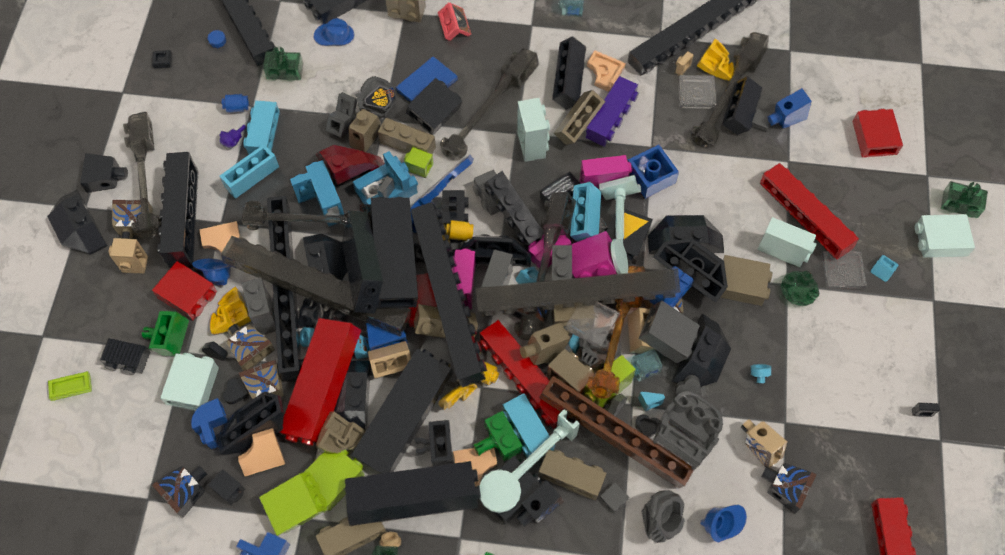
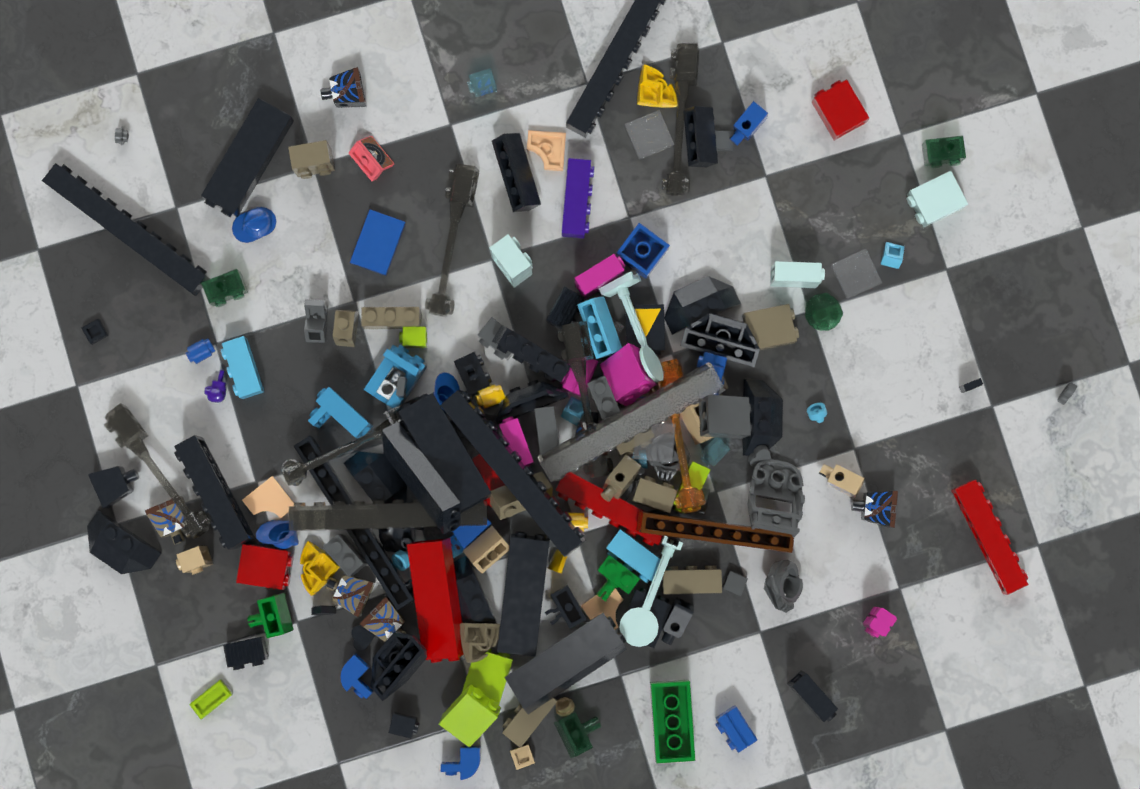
camera: 25 degrees left, 20 degrees up
(181, 489) = (365, 744): torso -> none
(189, 381) = (318, 648): light aqua brick -> none
(216, 39) = (137, 283): blue tile -> none
(249, 171) = (257, 421): medium azure brick -> none
(263, 454) = (419, 684): light nougat tile -> none
(347, 162) = (347, 369): dark red brick -> none
(376, 96) = (346, 286): helmet -> none
(434, 106) = (400, 269): black brick -> none
(442, 183) = (446, 356): blue tile -> none
(579, 117) = (548, 222): dark tan brick -> none
(646, 425) = (737, 507): black tile -> none
(650, 400) = (731, 484): medium azure slope -> none
(683, 63) = (623, 108): tan plate -> none
(724, 522) = (835, 566): blue piece -> none
(809, 211) = (803, 228): red brick -> none

